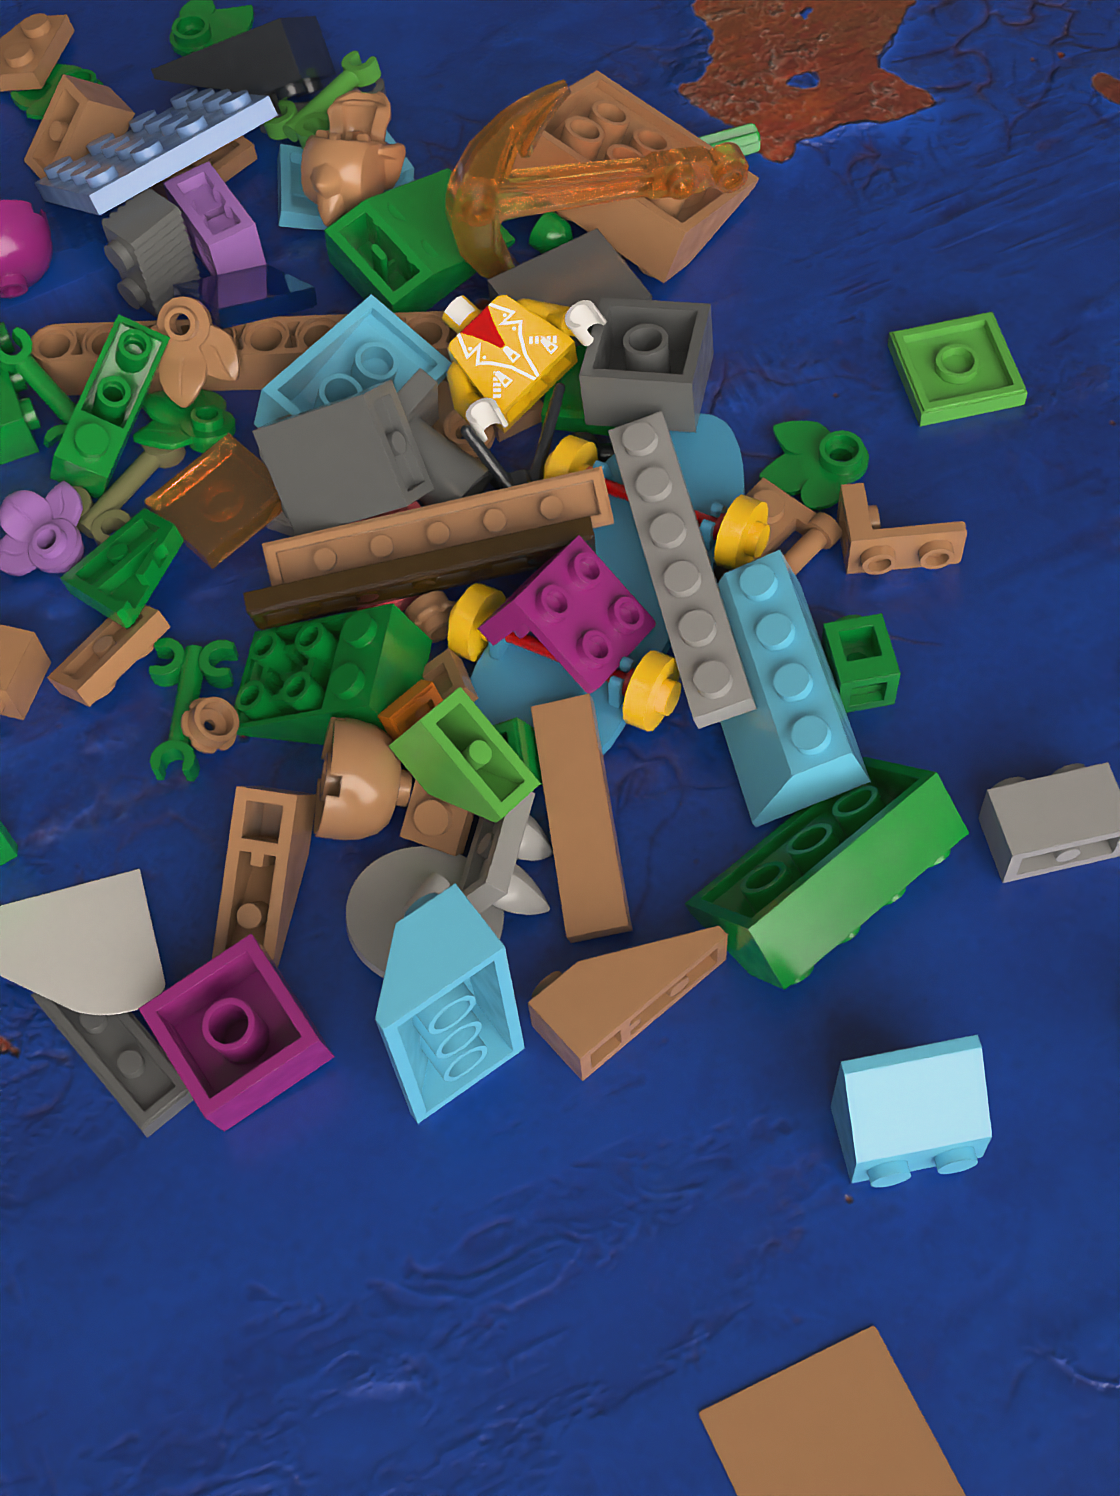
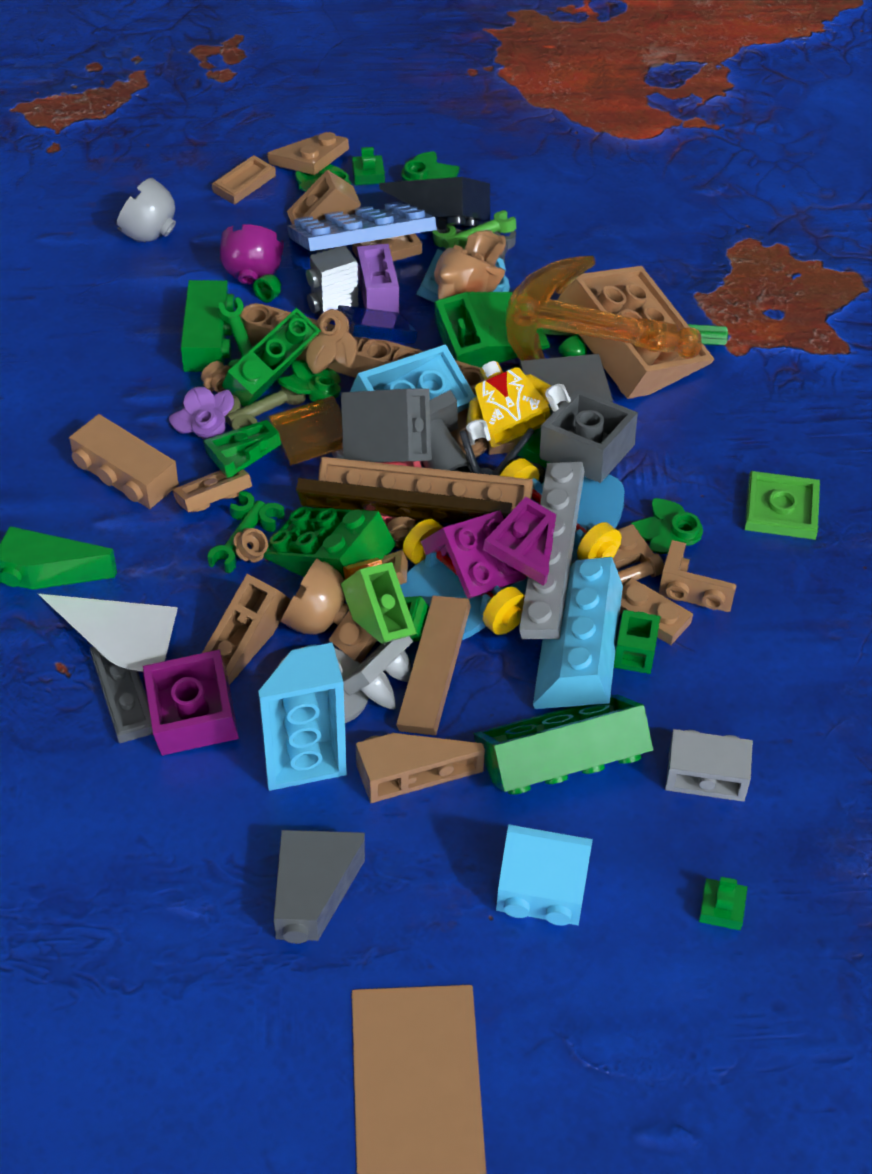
camera: 15 degrees right, 10 degrees down
(32, 465) = (214, 376): none -> medium nougat plate
(49, 292) = (267, 287): none -> green hinge
(117, 51) = (368, 168): none -> green tile
(559, 1259) = (313, 880): none -> dark grey slope
(643, 572) = (525, 540): none -> magenta wing
(839, 594) = (641, 598): none -> medium nougat plate

